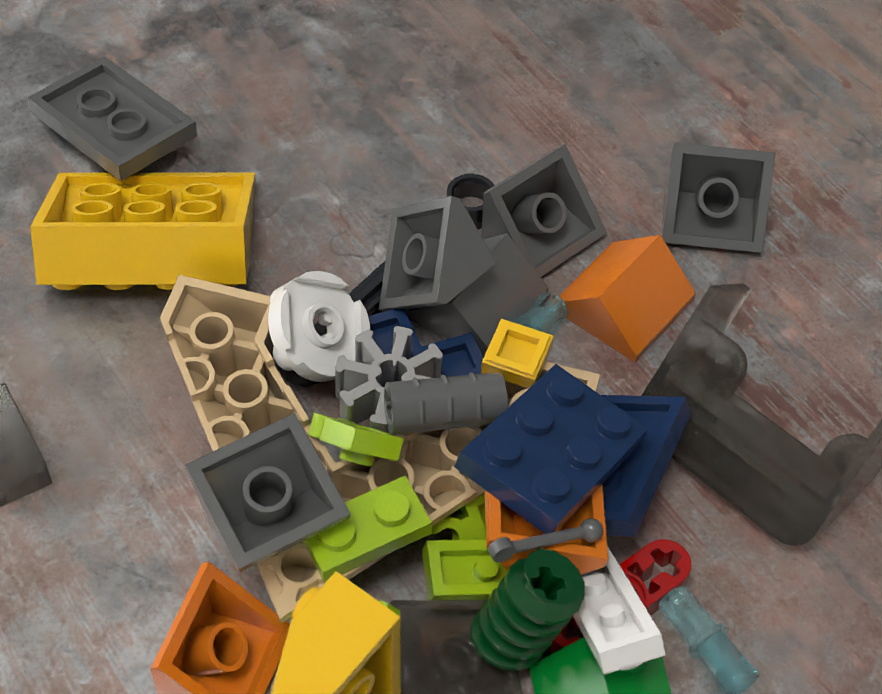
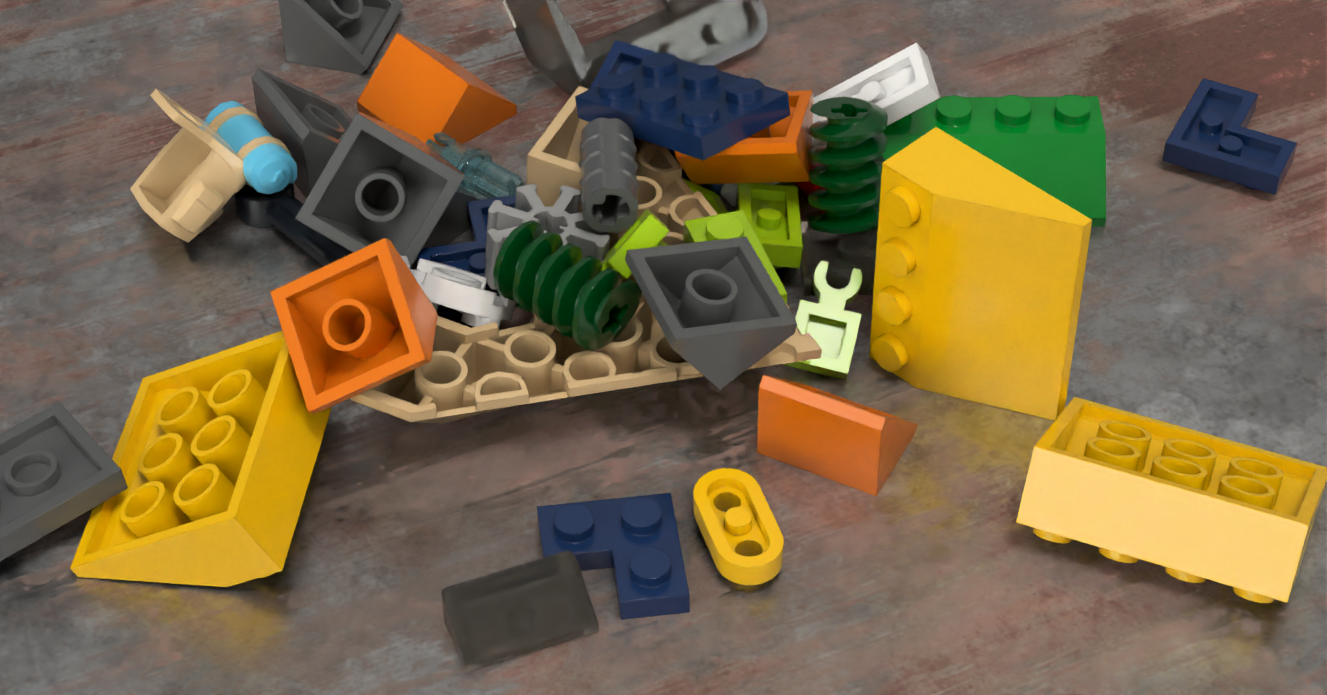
camera: 80 degrees left, 10 degrees down
(88, 521) = (633, 538): none -> dark blue plate
(95, 586) = (744, 538): none -> yellow plate
(215, 258) = (355, 324): none -> orange slope
(287, 379) = (564, 286): none -> dark green piece
(468, 150) = (208, 165): none -> tan piece
(503, 548) = (813, 124): dark grey hinge -> none
(517, 353) = (545, 131): yellow tile -> none

